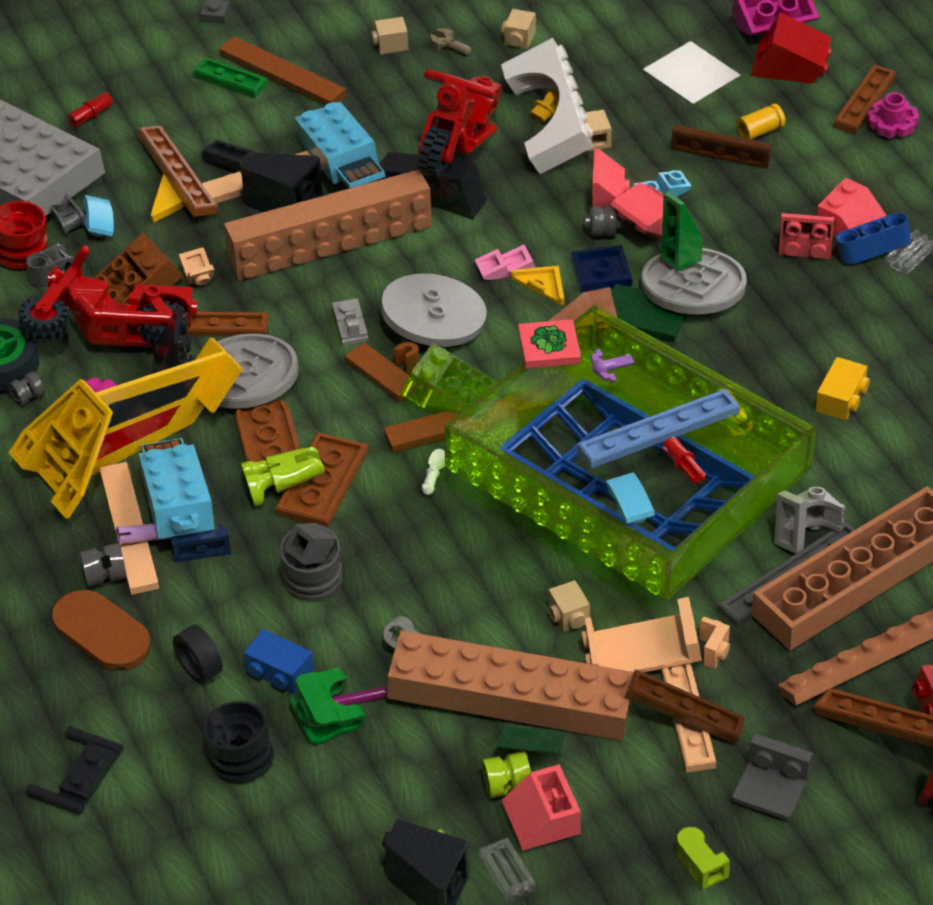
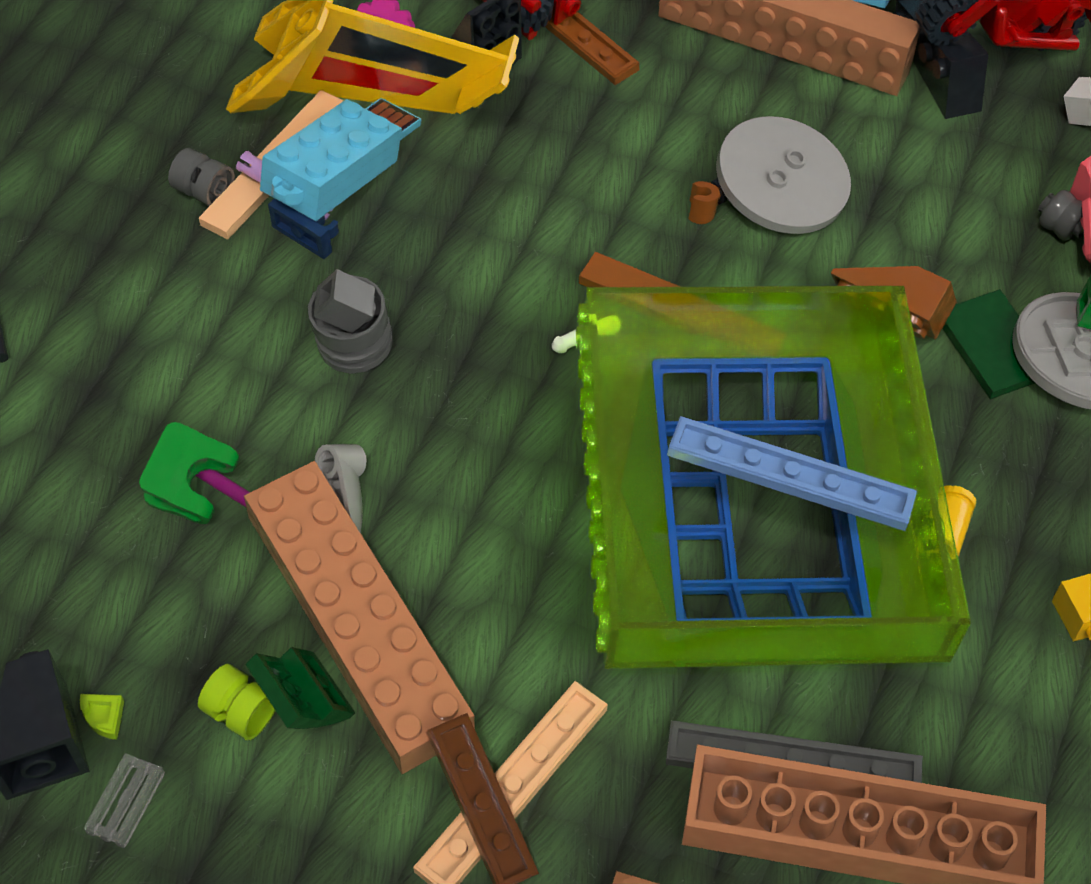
camera: 45 degrees right, 10 degrees up
(101, 630) = (132, 236): dark orange tile -> none
(197, 653) = (152, 324): black tyre -> none
(238, 741) = (68, 438): black wheel -> none
(266, 430) = (492, 177): dark orange tile -> none
(267, 371) = (551, 101): light grey plate -> none
(277, 661) = (211, 394): blue brick -> none
(282, 471) = (442, 216): lime piece -> none
(321, 497) = (483, 256): dark orange tile -> none
(350, 322) = (701, 128): light grey plate -> none
(378, 370) = (666, 198): dark orange tile -> none
(445, 382) = (699, 248): clear neon green slope -> none
(499, 266) = (909, 182): bright pink slope -> none
(542, 280) = (932, 230): yellow tile -> none
(542, 809) = (221, 773): coral slope -> none
(549, 343) = (797, 288): coral tile -> none
(568, 606) = (522, 582): tan brick -> none
(601, 268) = (1008, 263): clear blue tile -> none
(601, 367) = (815, 355): medium lavender piece -> none
(630, 498) = (650, 522): medium azure slope -> none
(645, 644) = (536, 690): light nougat panel -> none
(683, 460) = (766, 531): red axle -> none
(717, 639) = (611, 764): light nougat bracket -> none
(809, 509) = (879, 702): light grey tile -> none

